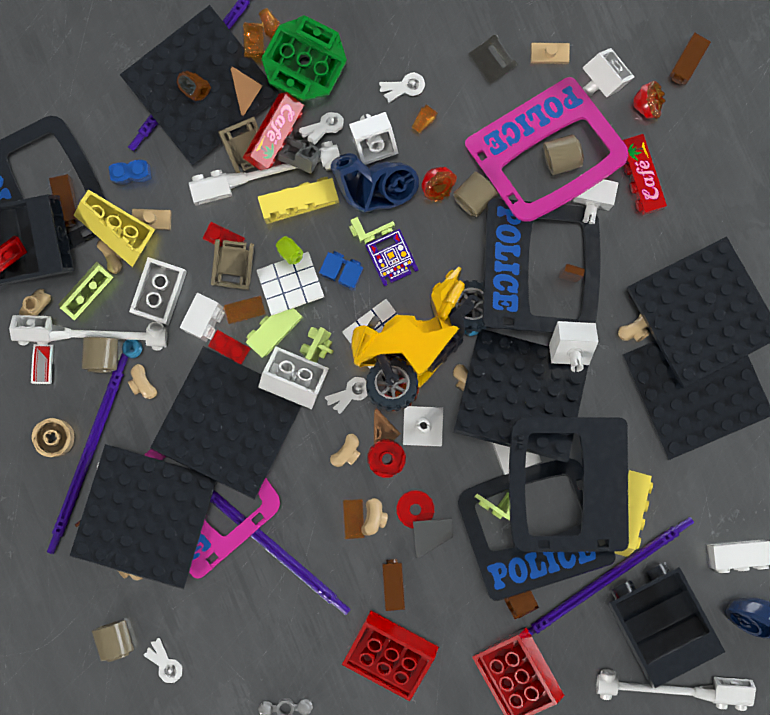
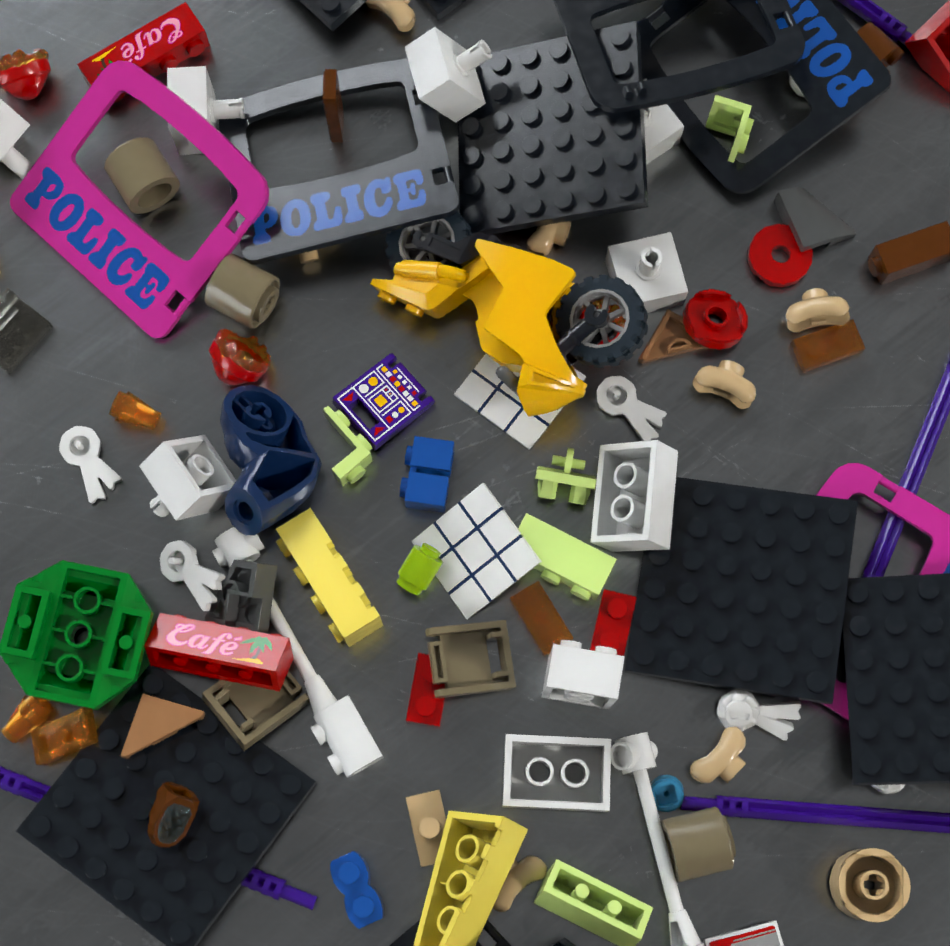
camera: 105 degrees left, 10 degrees down
(162, 402) = (743, 711): none -> white piece

